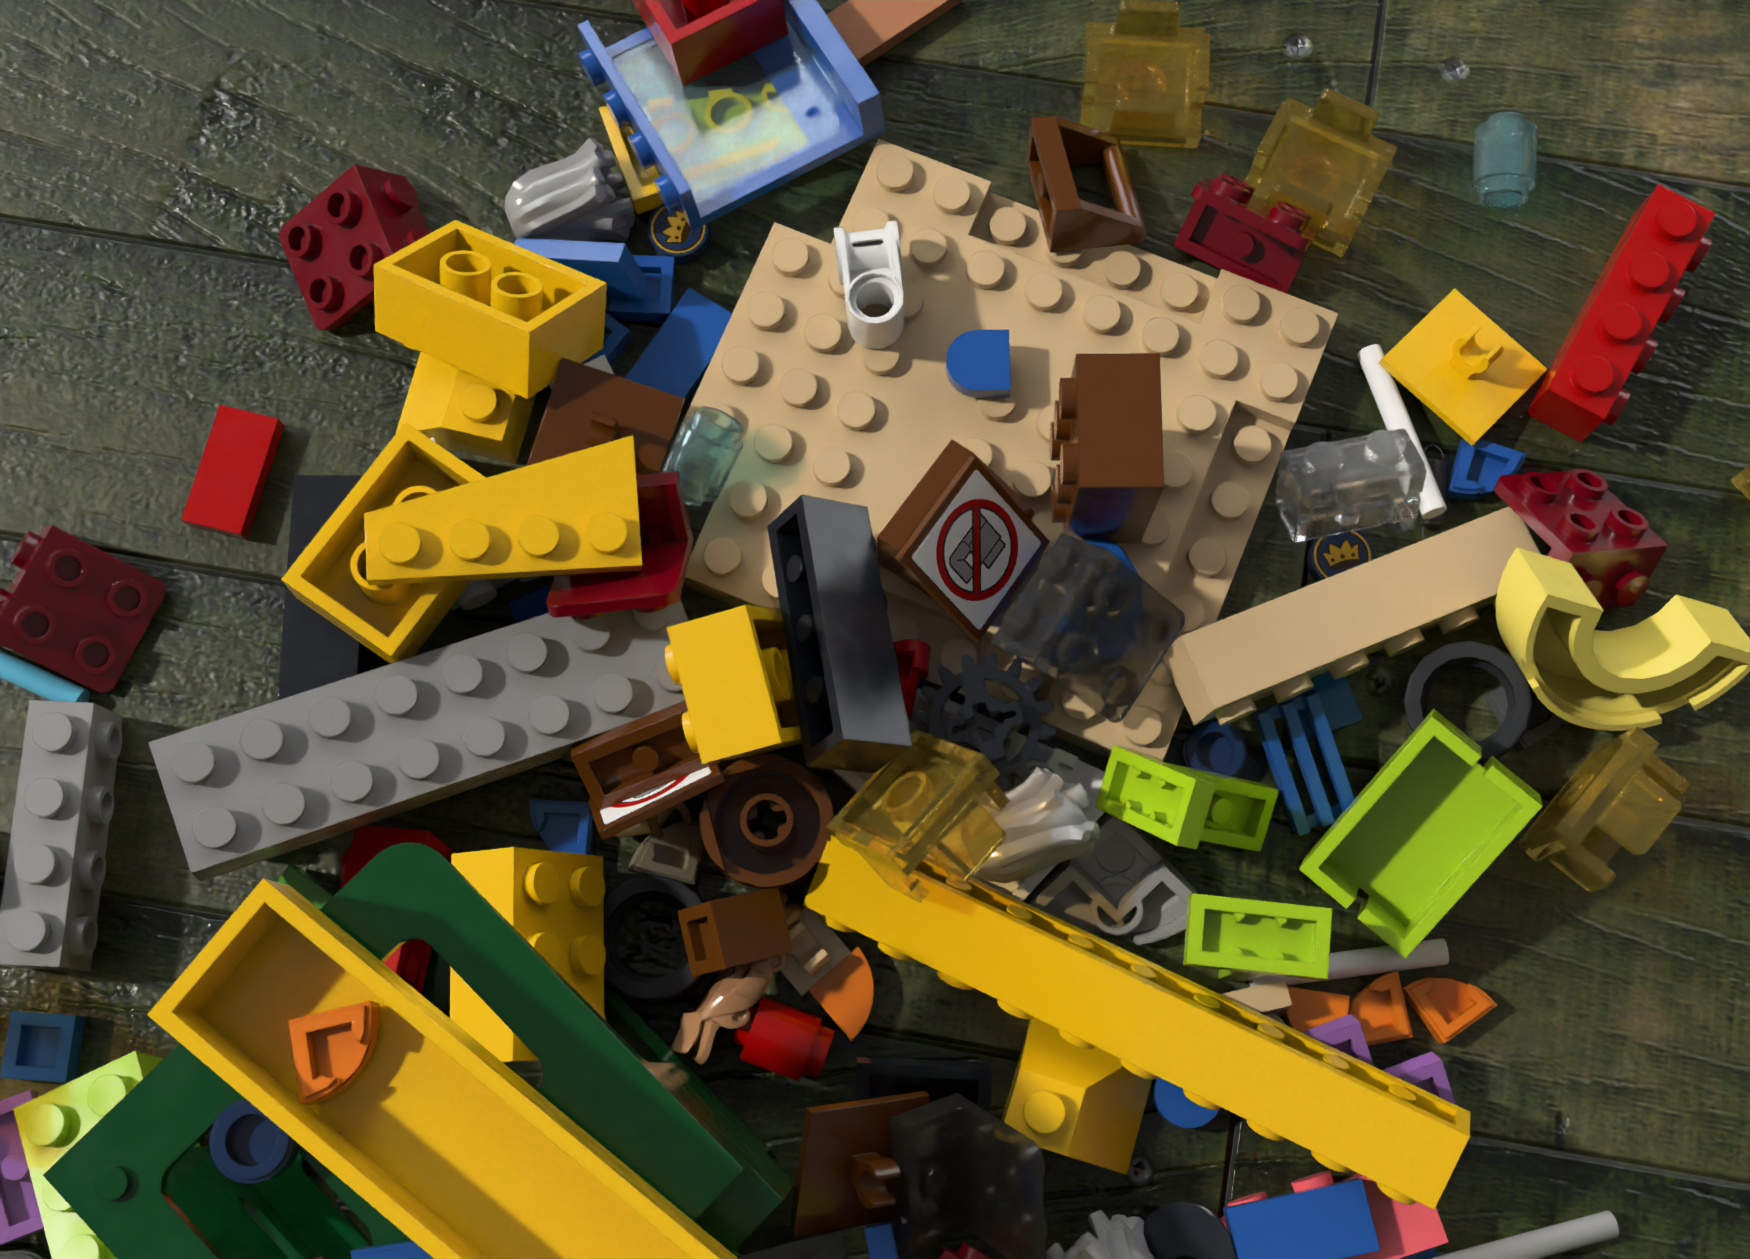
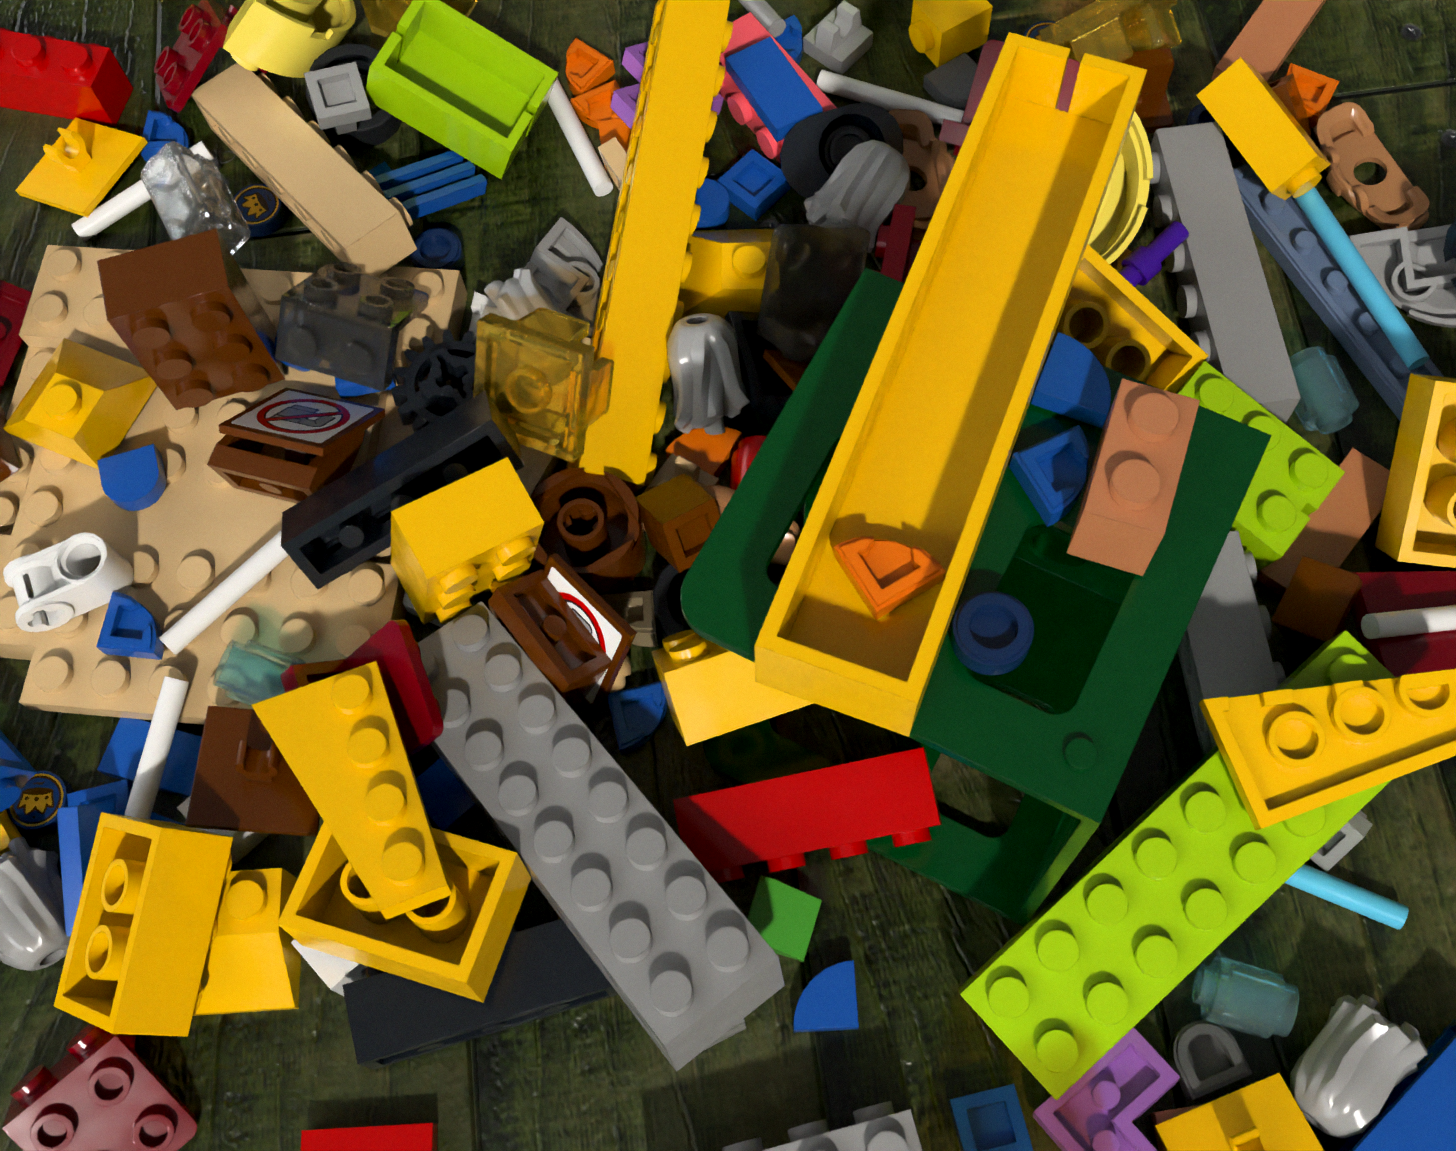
camera: 105 degrees left, 10 degrees down
(201, 922) = (829, 1001): none -> blue tile
(670, 343) = (156, 748): none -> white bar
(804, 338) = (130, 630): none -> blue tile
(812, 436) = (224, 595): none -> white bar
(914, 1014) = (705, 373): none -> light grey piece
(1091, 307) = (81, 403): none -> yellow slope
(1185, 802) = (479, 242): lime bracket -> none
(1201, 1166) = (754, 184): none -> blue tile
(1257, 938) = (573, 152): lime bracket -> none
(1430, 675) = (338, 97): none -> light grey tile

